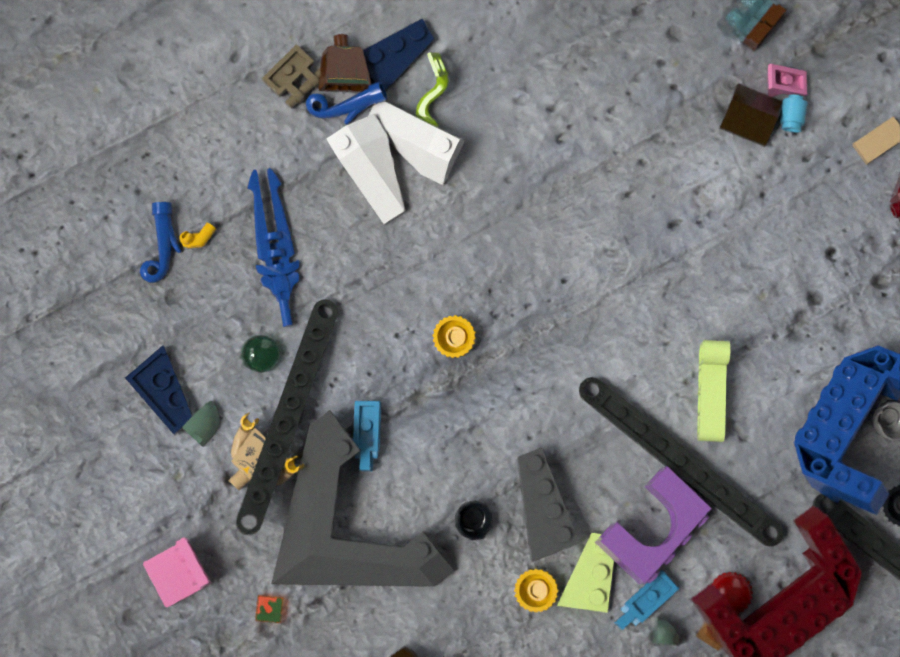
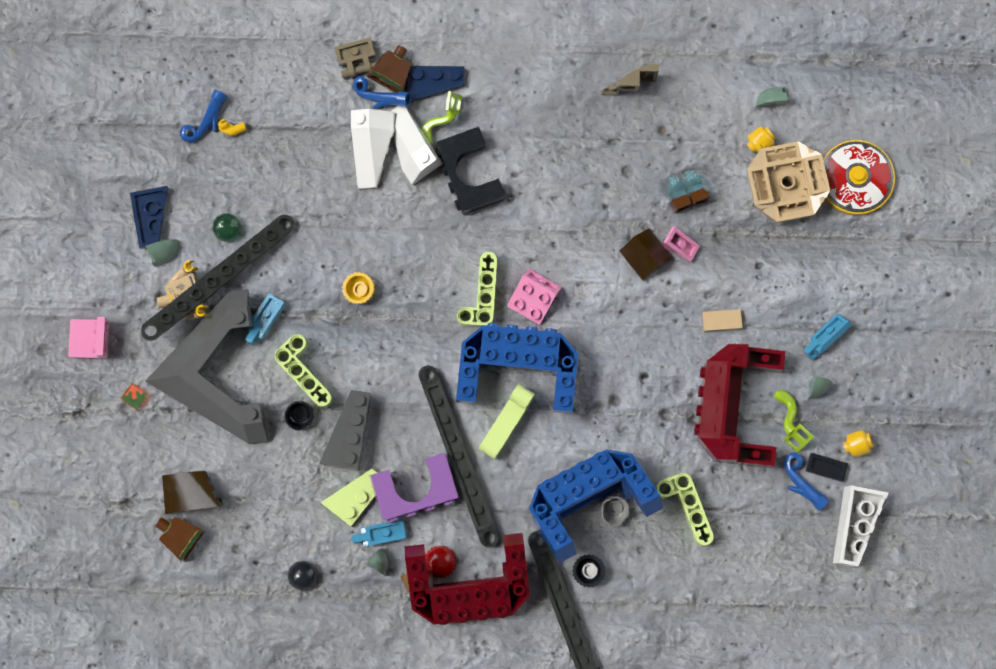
camera: 35 degrees right, 0 degrees up
(277, 274) = (268, 182): blue sword -> none
(454, 469) = (306, 375): none -> yellowish green beam
(514, 163) = (468, 197): none -> black arch
(536, 590) = (312, 484): yellow hat -> none
(594, 258) = (483, 290): none -> yellowish green beam
(657, 233) = (533, 296): none -> bright pink bracket
(681, 301) = (518, 349): none -> blue wedge
(793, 113) = (673, 269): medium azure brick -> none

